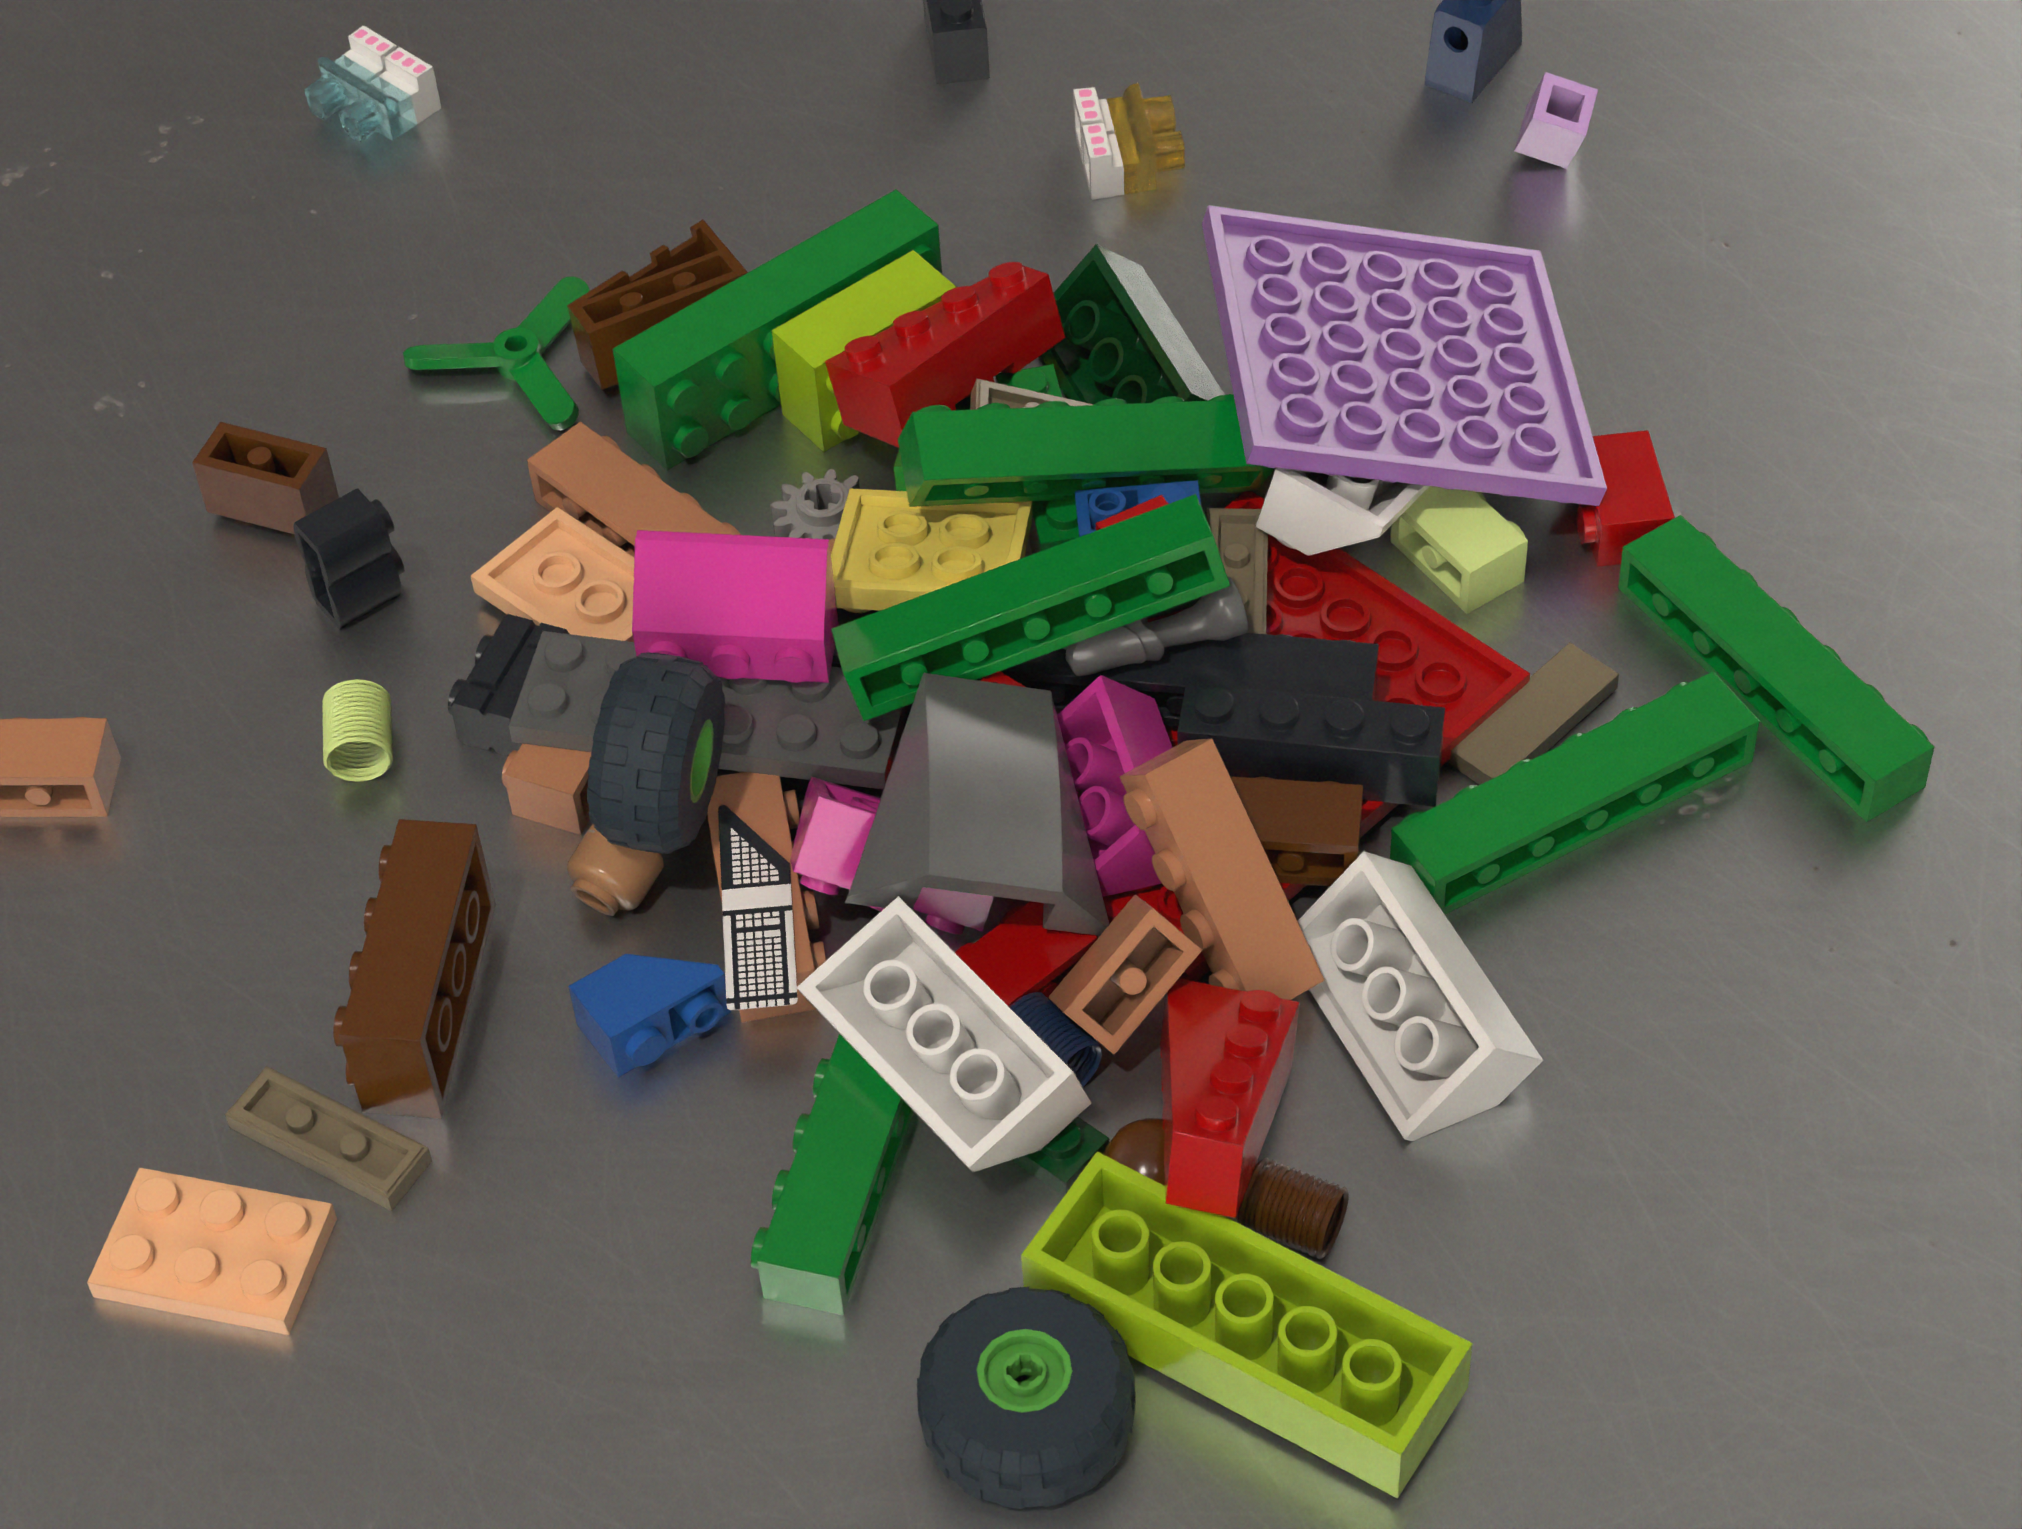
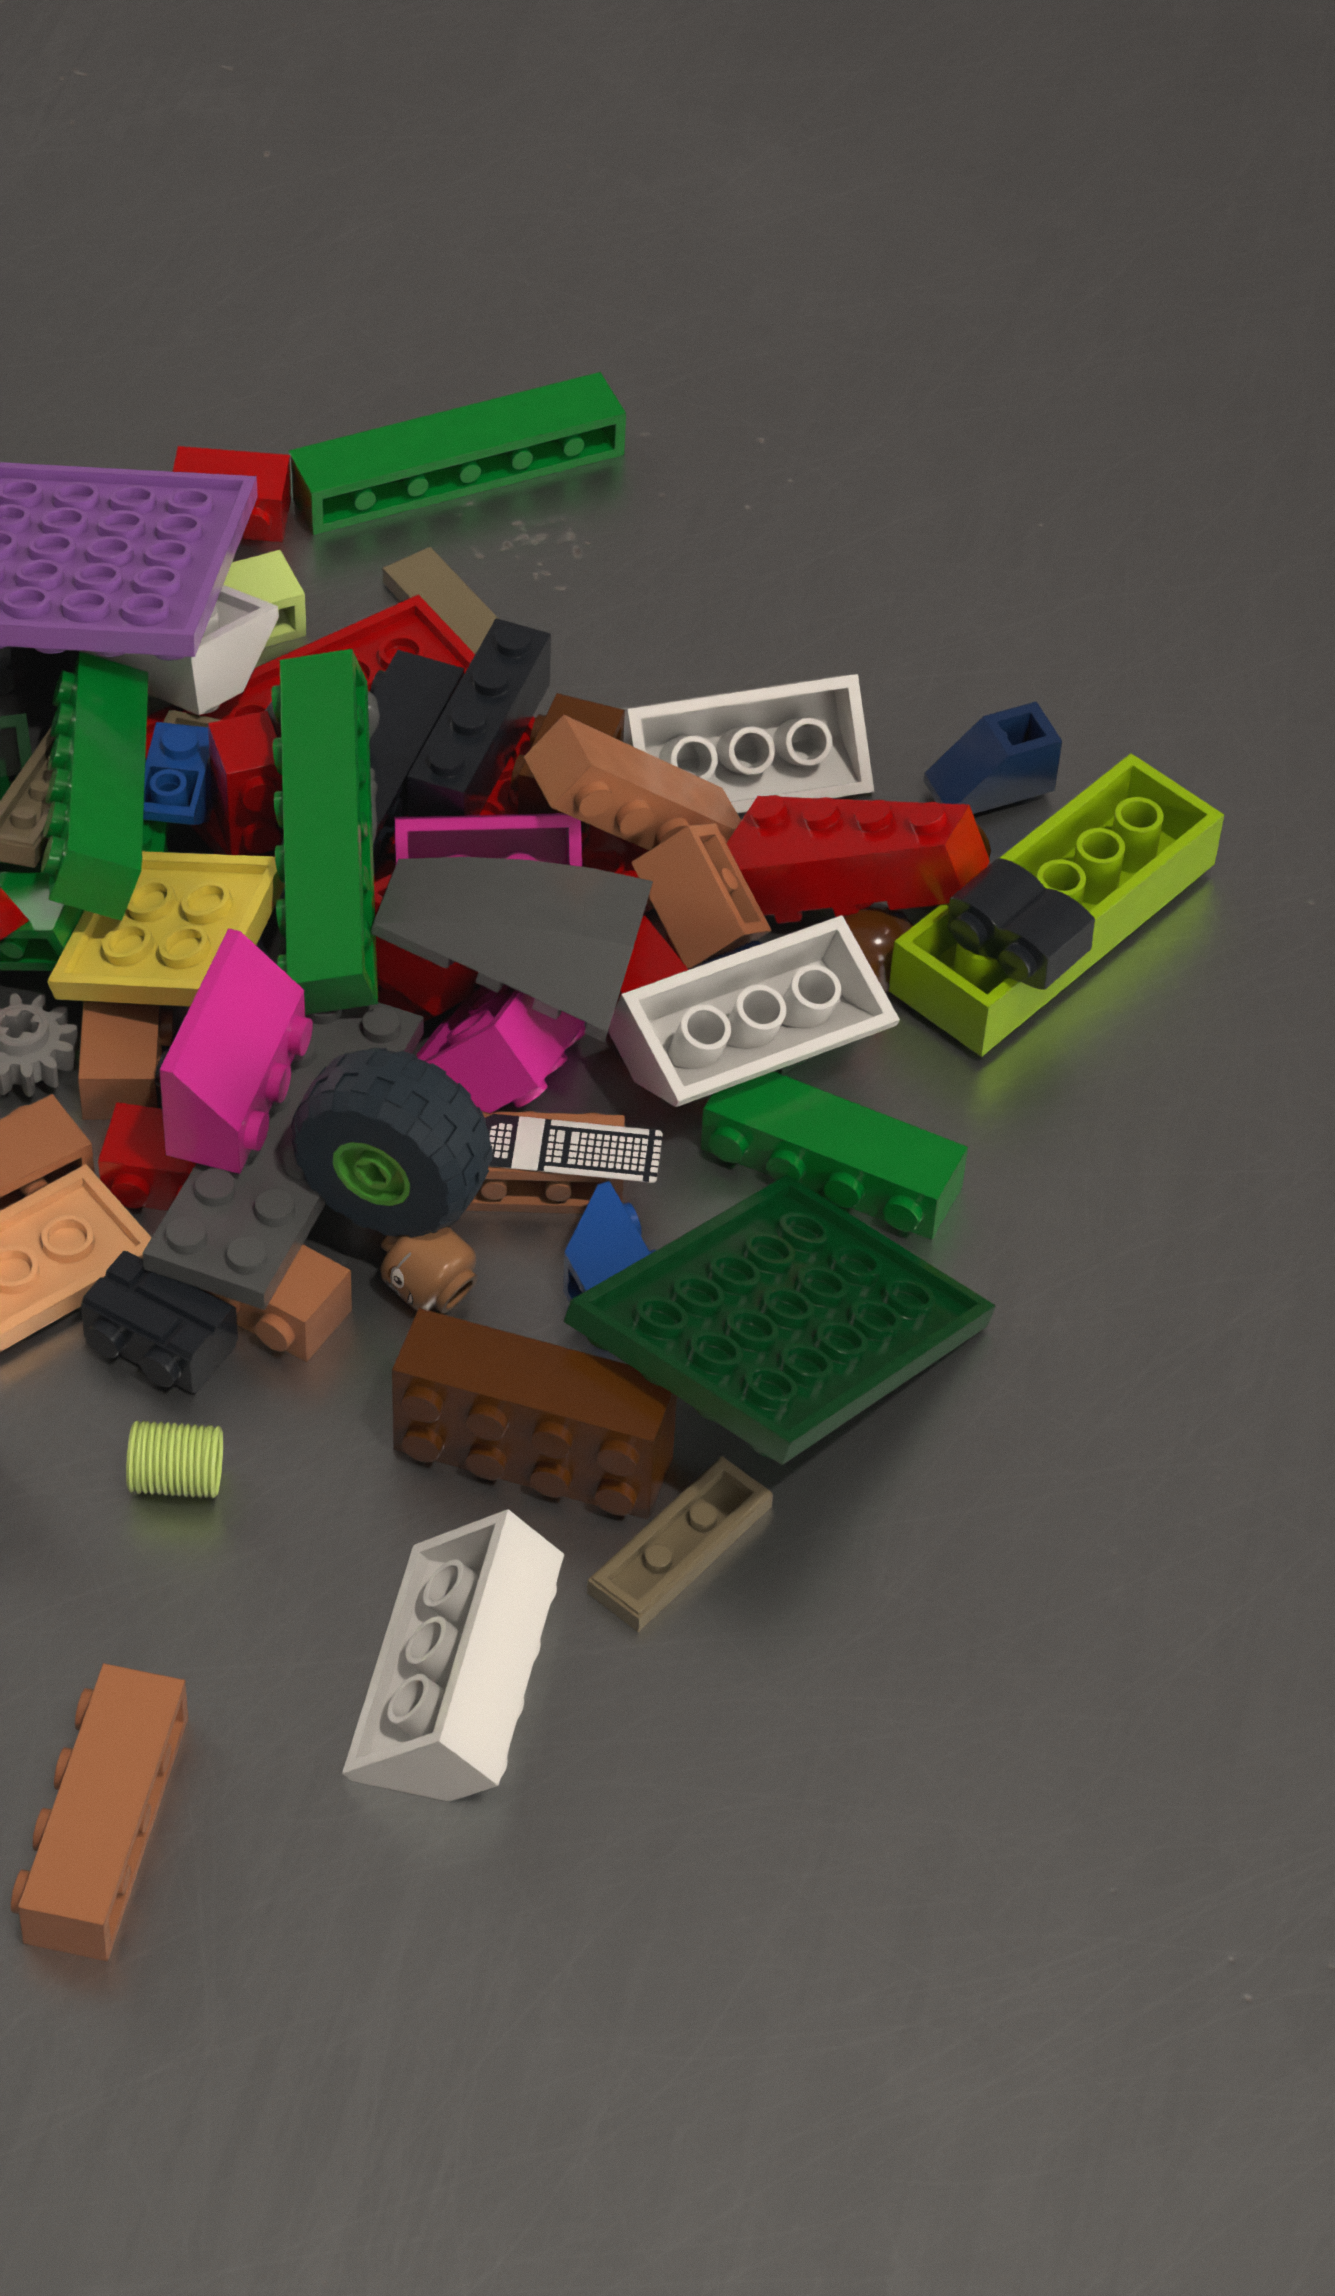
camera: 85 degrees left, 0 degrees up
(154, 984) = (456, 1660): none -> white slope
(213, 1251) = (792, 1647): light nougat plate -> none
(547, 1135) = (780, 1317): none -> dark green plate
(1026, 1397) = (1099, 1054): black wheel -> none
(1122, 1250) = (1020, 924): none -> black brick
(1458, 1238) = (998, 761): none -> dark blue slope
(1577, 792) = (554, 585): green brick -> none

